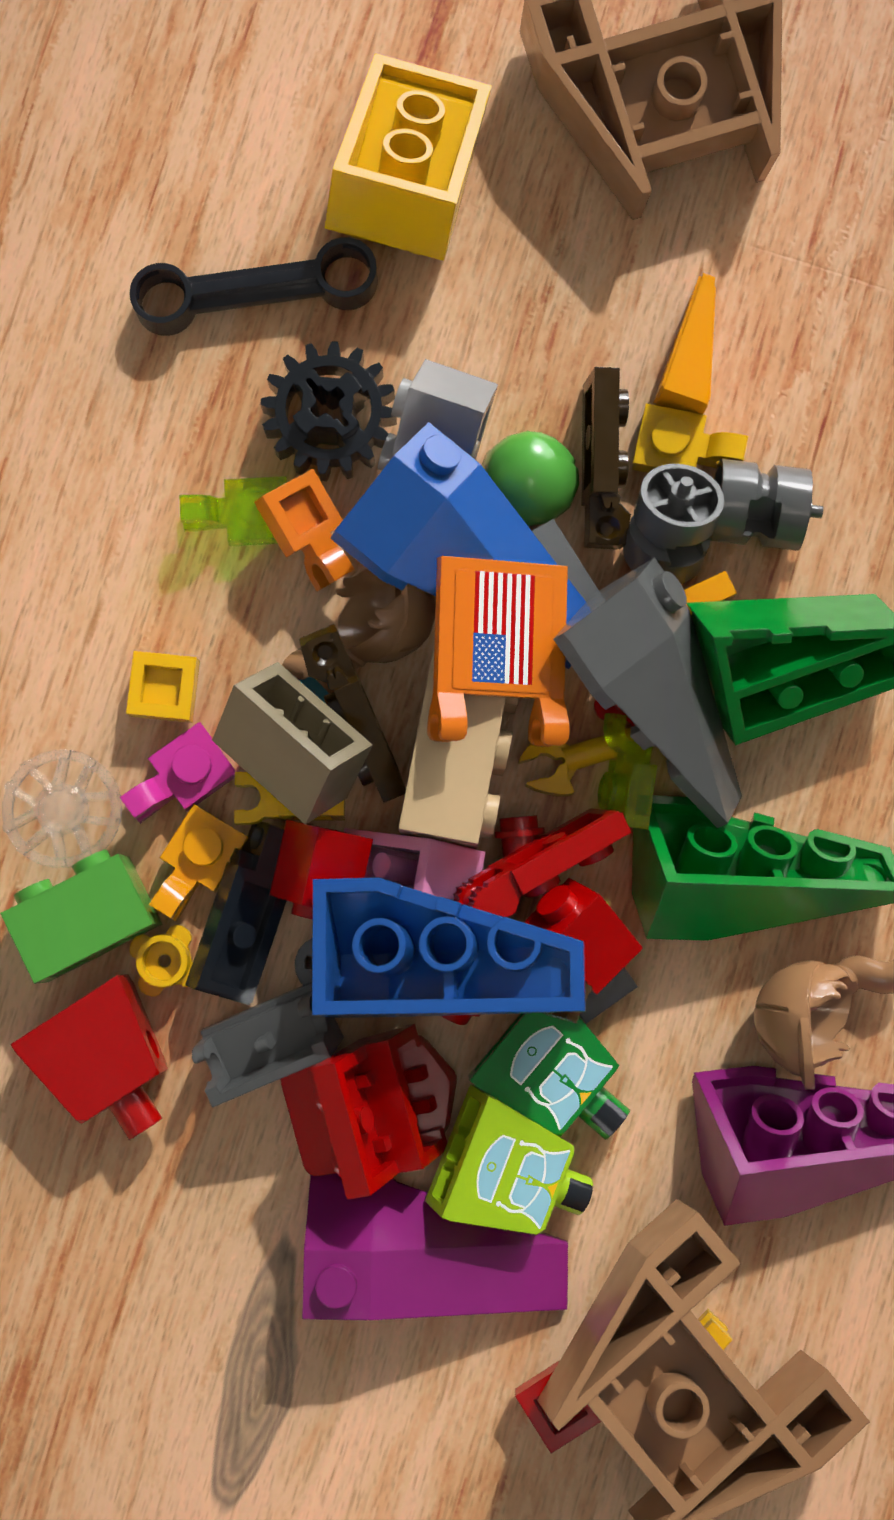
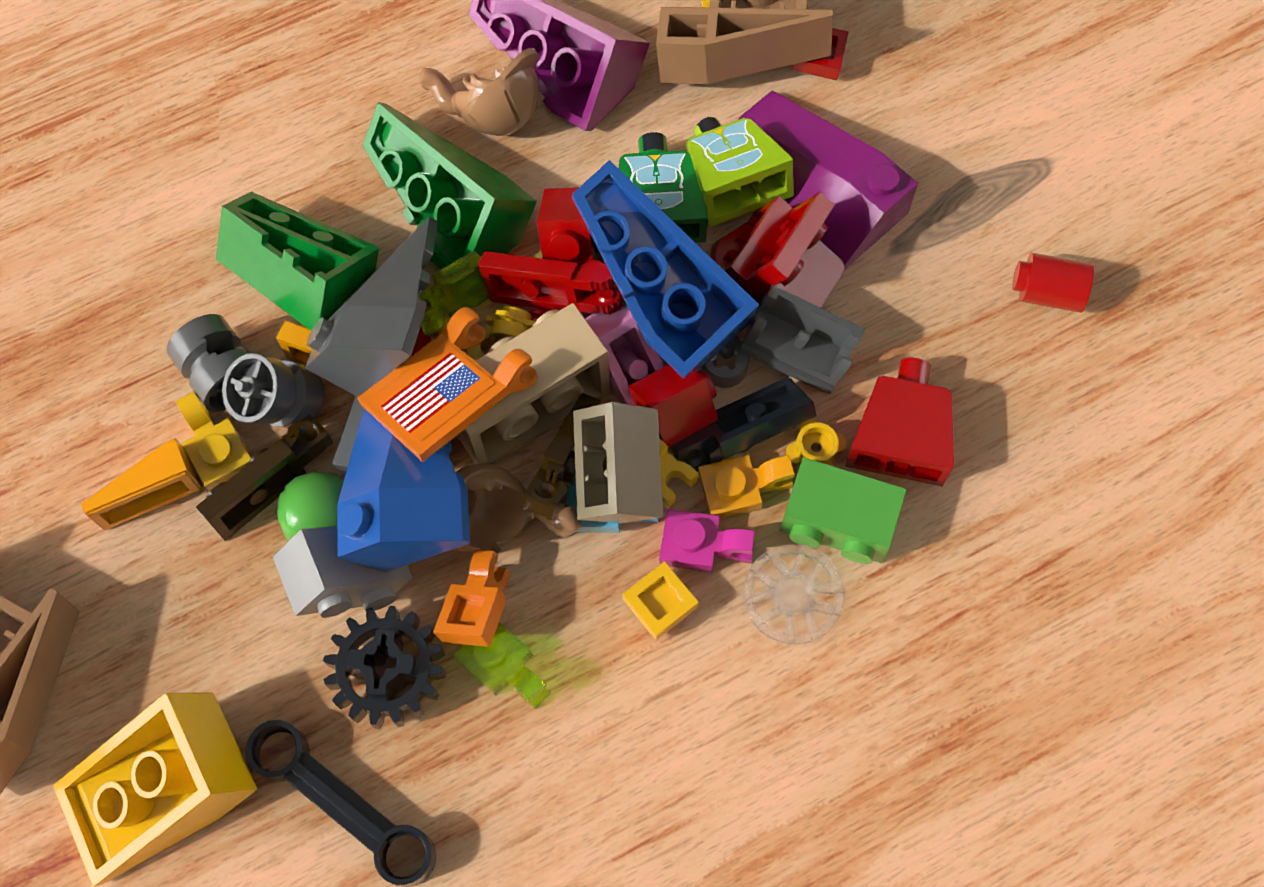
camera: 130 degrees left, 15 degrees down
(92, 1352) = (1054, 282): none -> red brick
(535, 793) = (508, 322): none -> yellow plate

